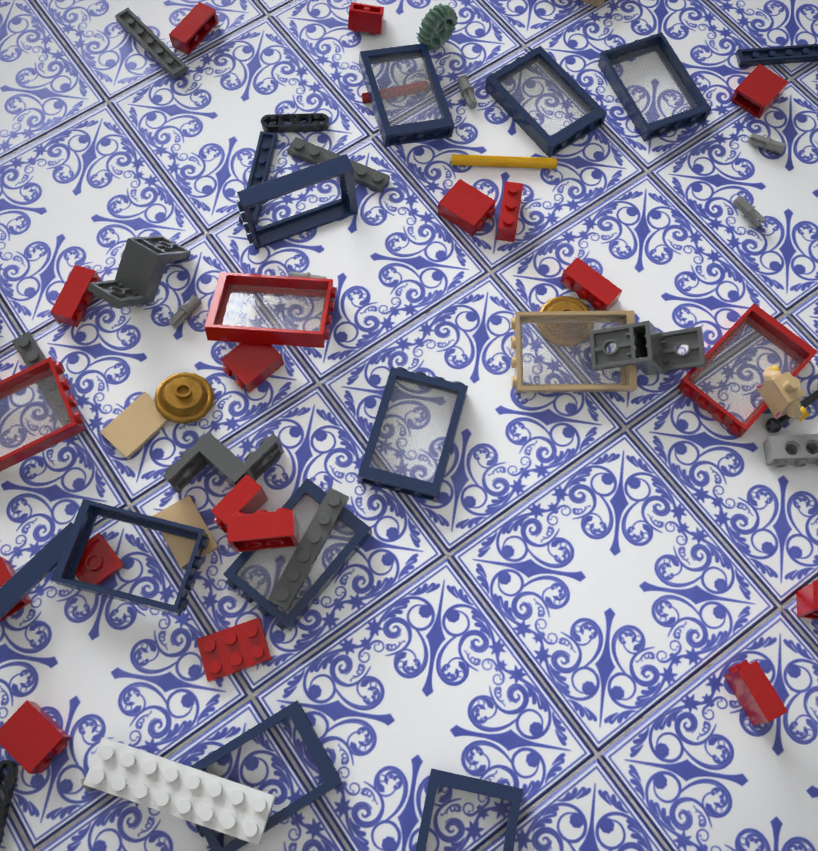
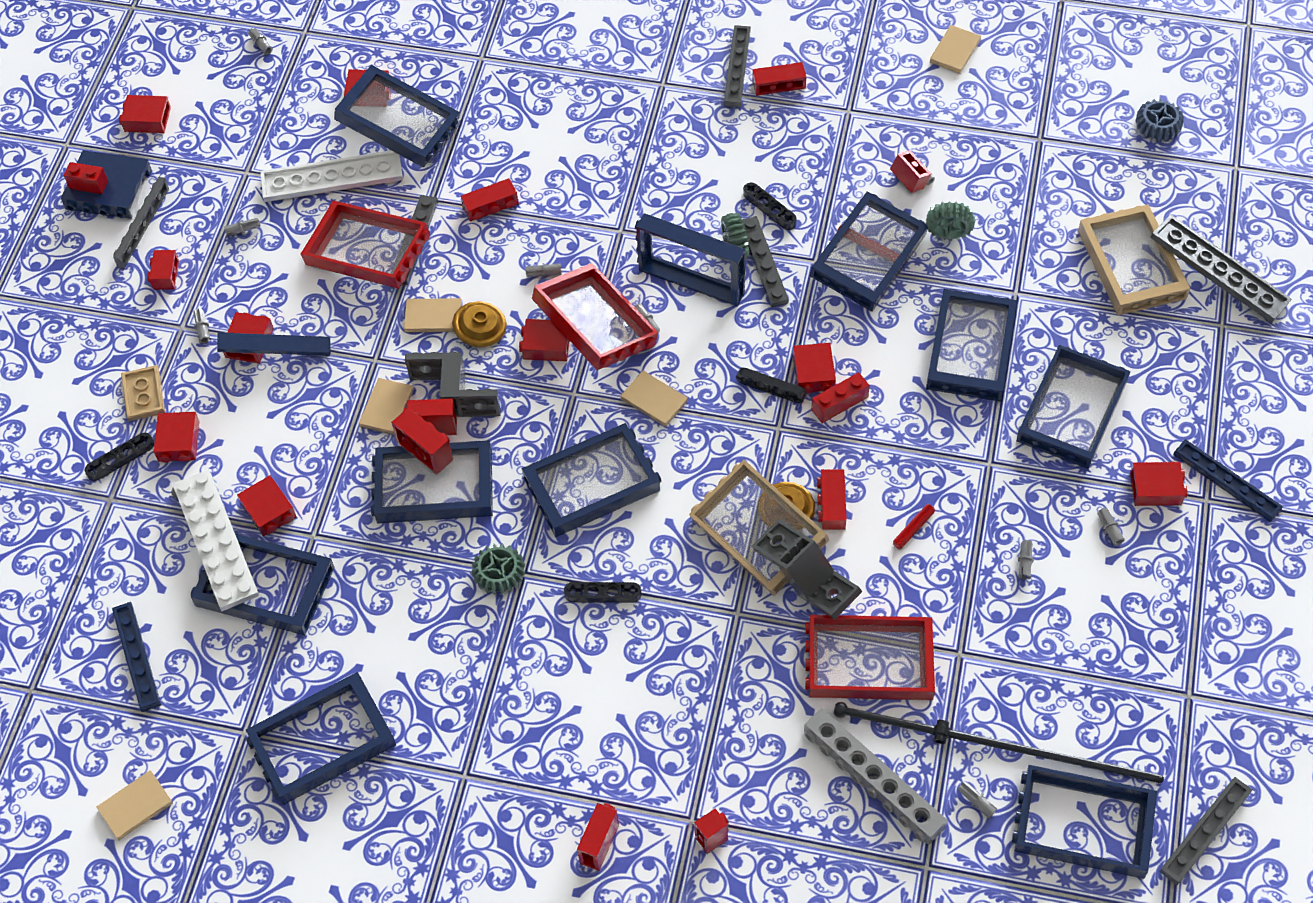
camera: 50 degrees right, 10 degrees down
(79, 537) = (322, 348): dark blue window -> none
(98, 561) = (316, 373): red plate -> none
(139, 271) = (542, 217): dark grey bracket -> none
(185, 713) = (266, 505): none -> red brick
(234, 649) = (333, 500): red plate -> none
(261, 166) = (704, 219): dark blue tile -> none
(298, 156) = (734, 231): none -> sand green gear
(308, 549) = (440, 480): dark grey plate -> none
(382, 331) = (654, 398): none -> tan tile
(421, 567) = (492, 578): none -> sand green gear
(452, 245) = (771, 385): none -> black beam
(467, 91) = (923, 288): light grey axle -> none
(504, 161) = (886, 361): yellow axle -> none
(524, 509) = (602, 596): none -> black beam
(658, 255) = (916, 523): none -> red axle
(782, 394) = (859, 685): tan torso -> none

